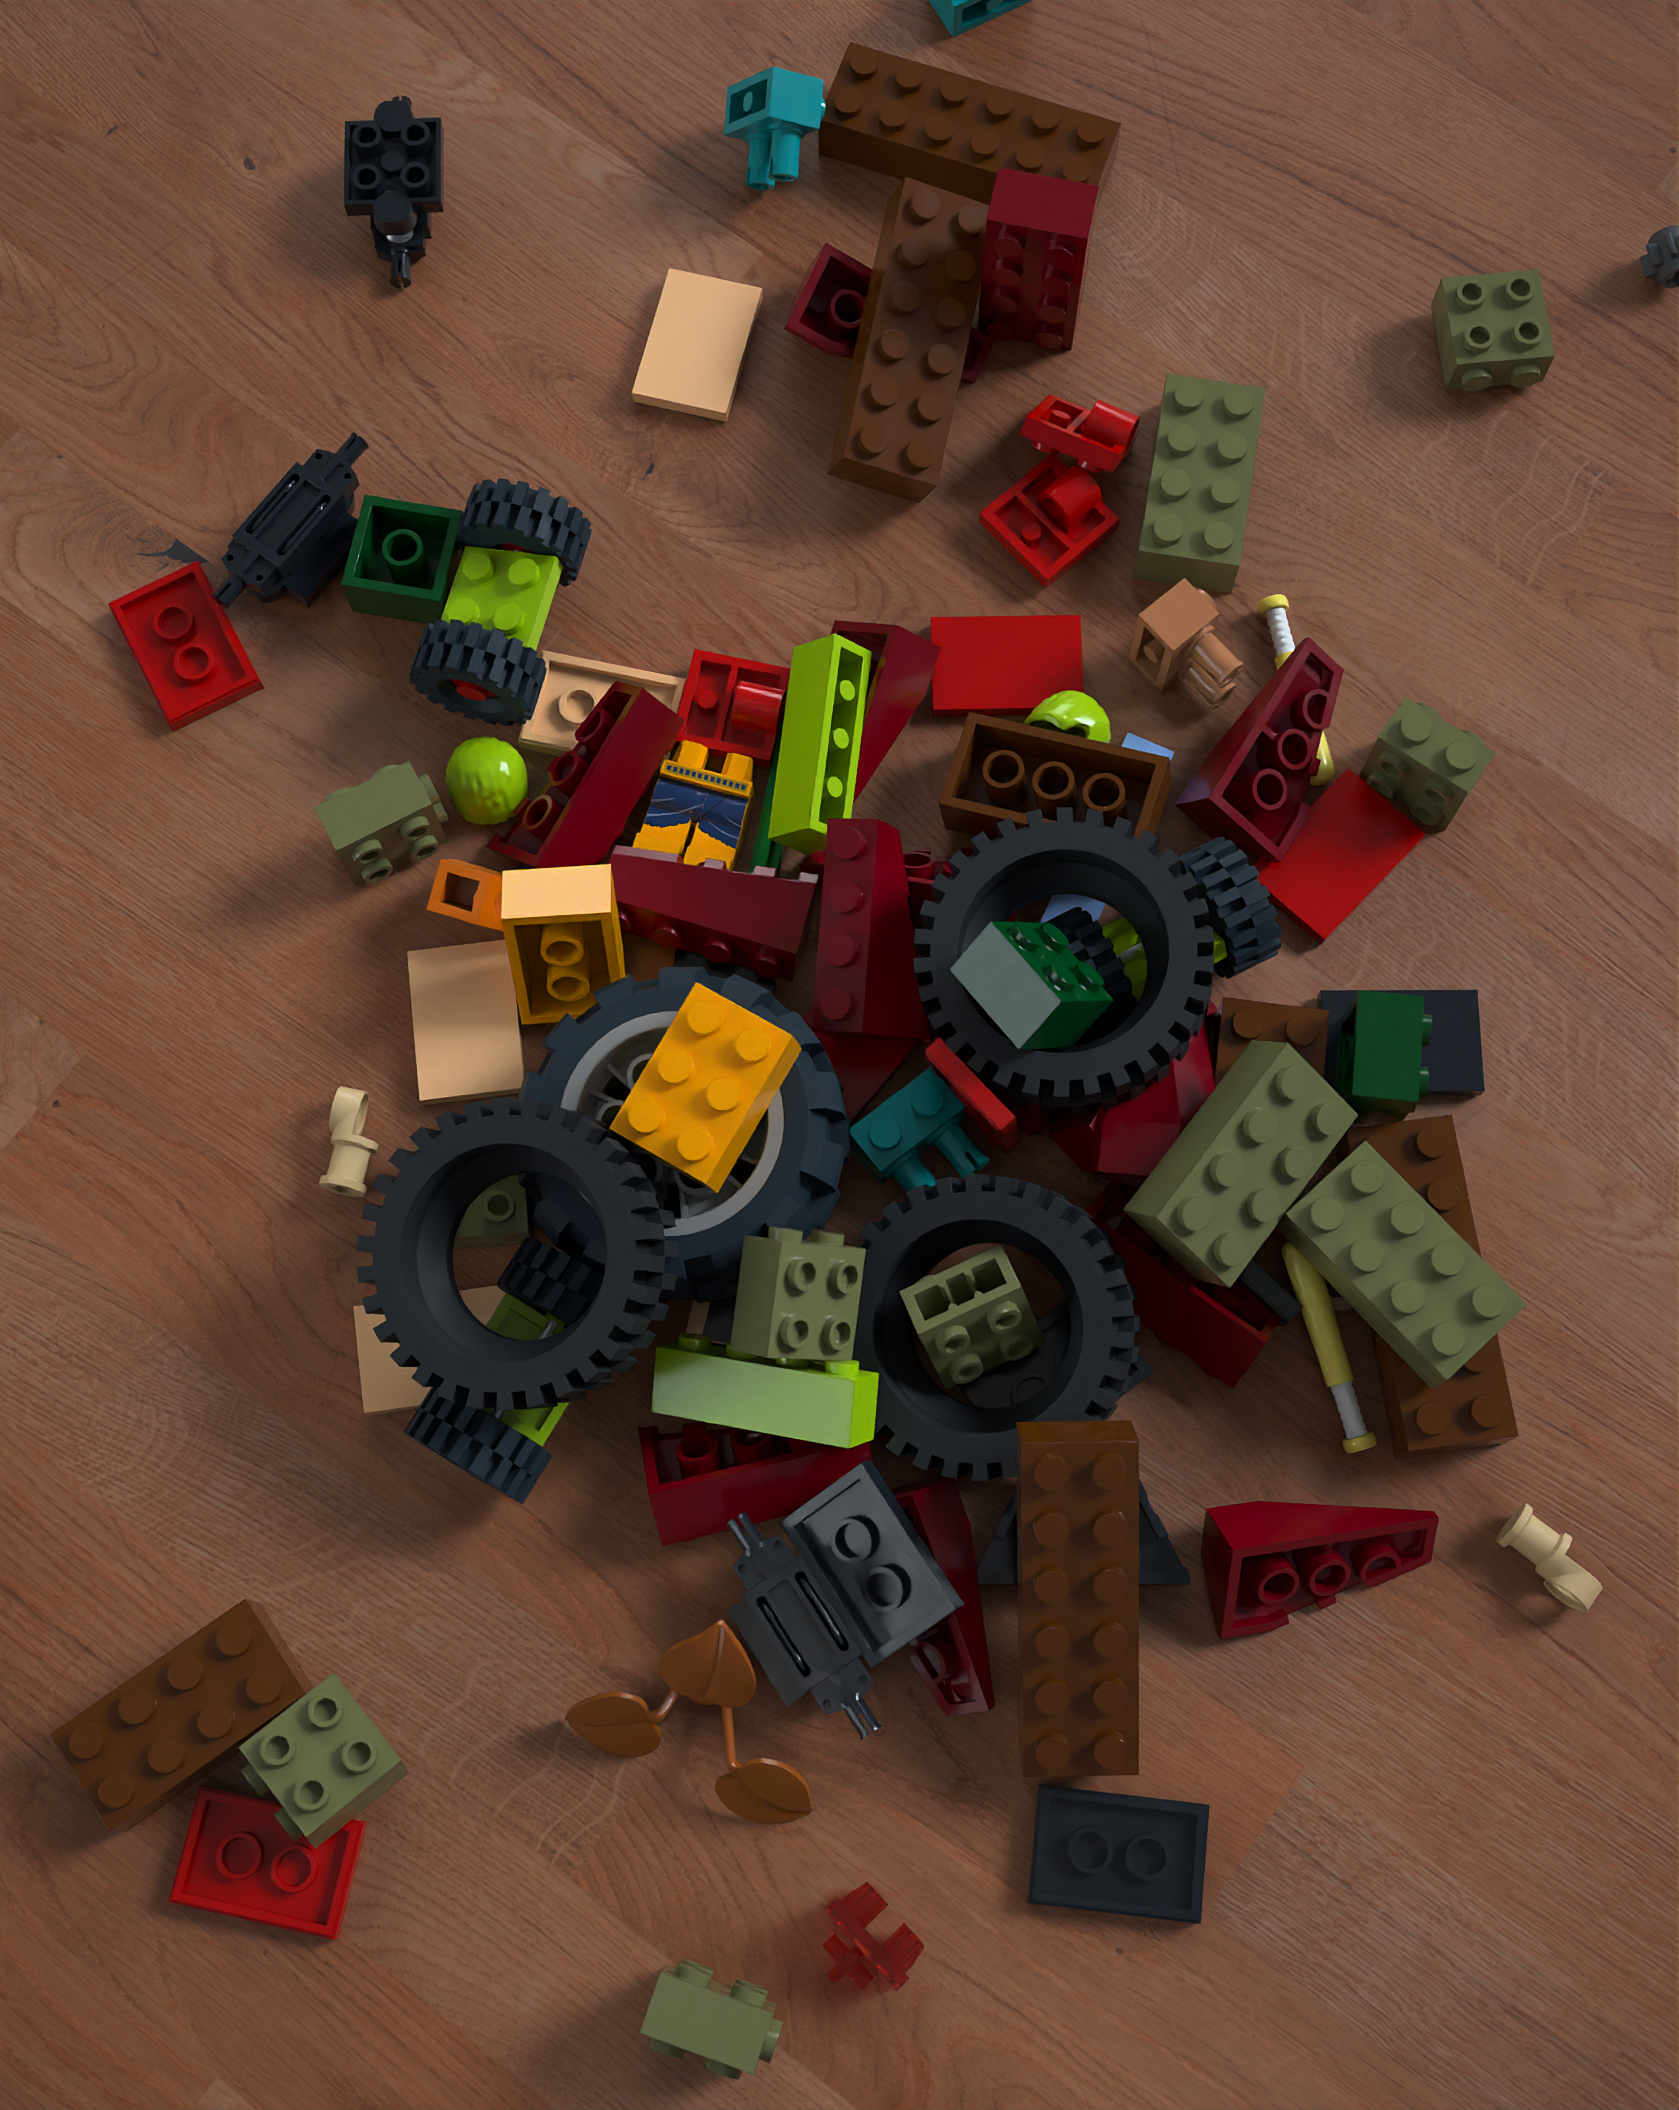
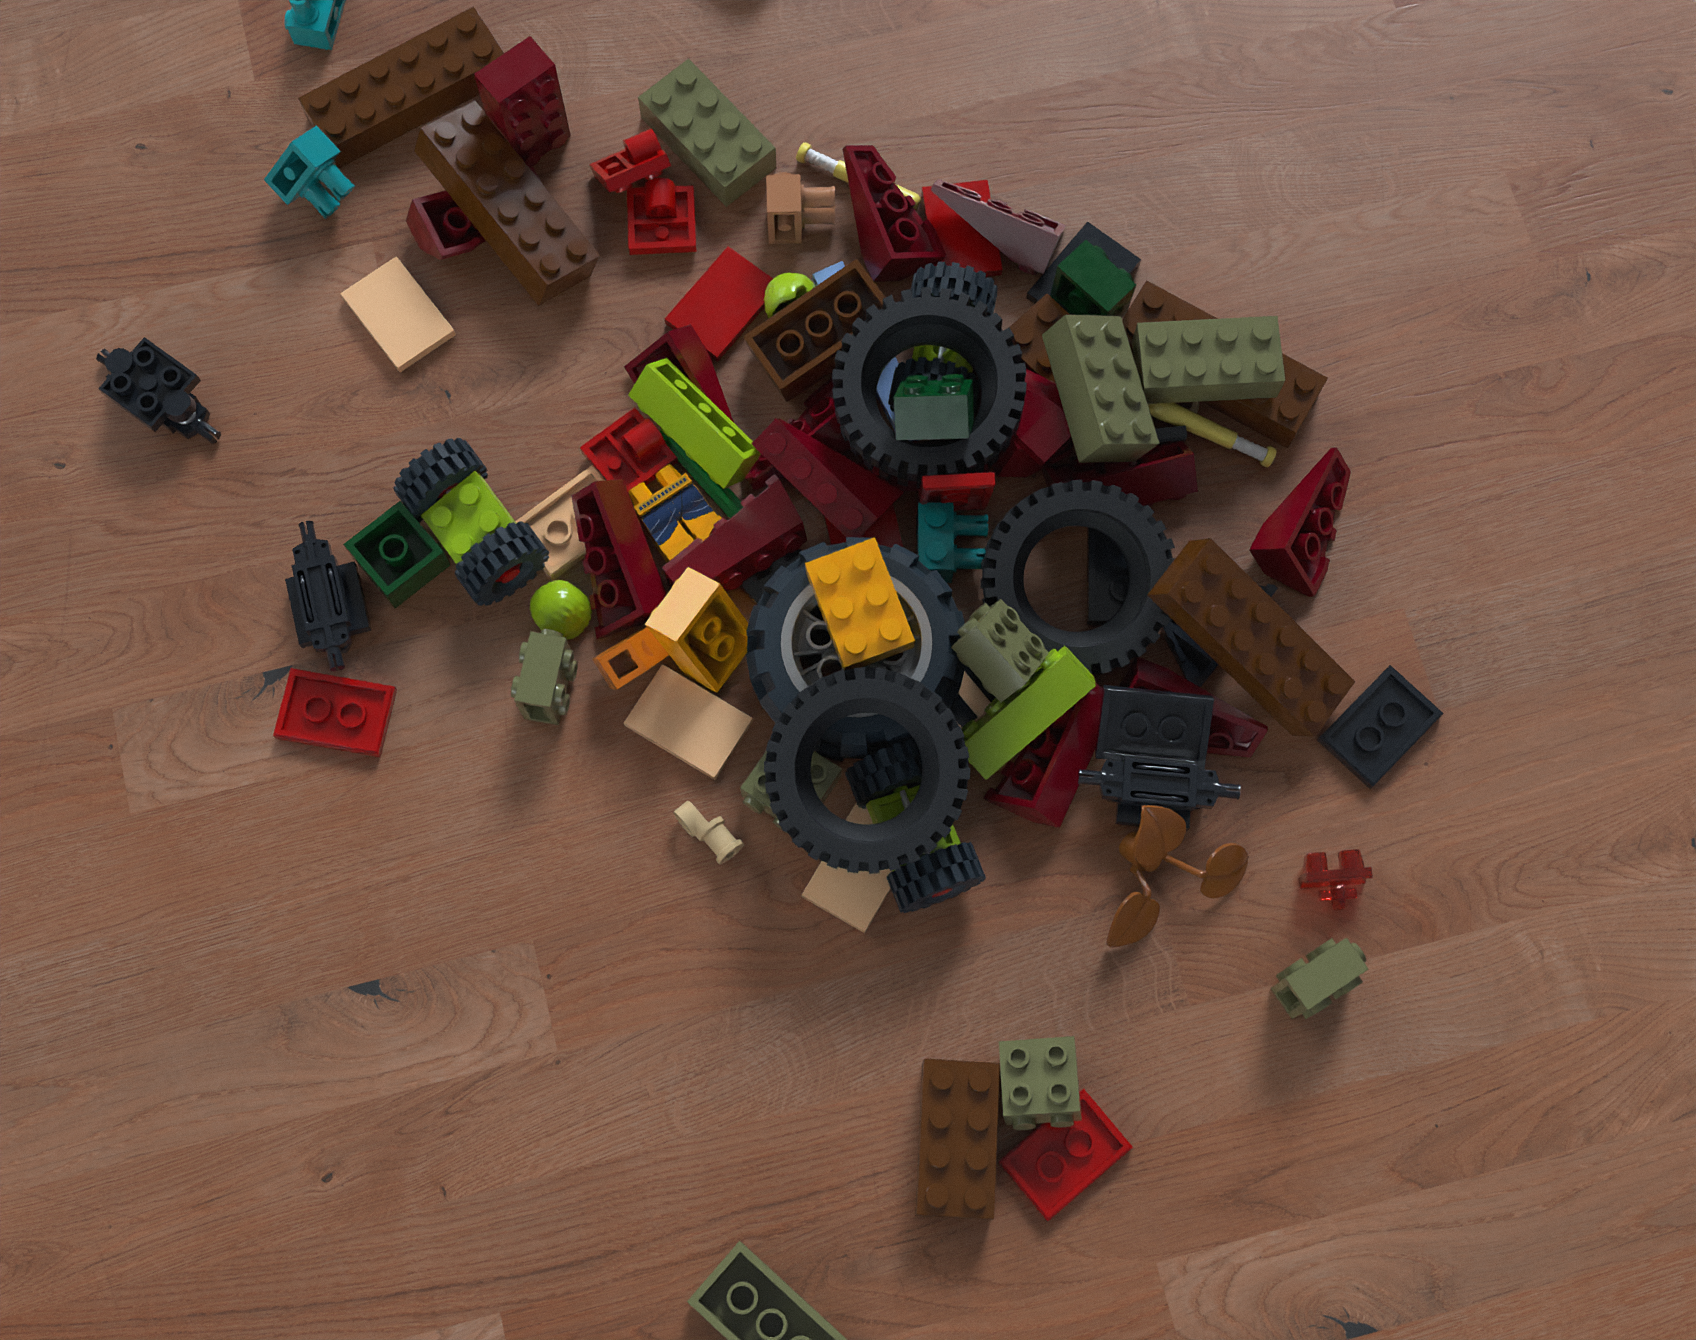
camera: 55 degrees left, 0 degrees up
(972, 1317) = (1069, 580): olive brick -> none
(1378, 921) = (1022, 237): none -> wedge
(1425, 763) = (956, 147): olive brick -> none
(1547, 1551) = (1408, 415): tan connector -> none

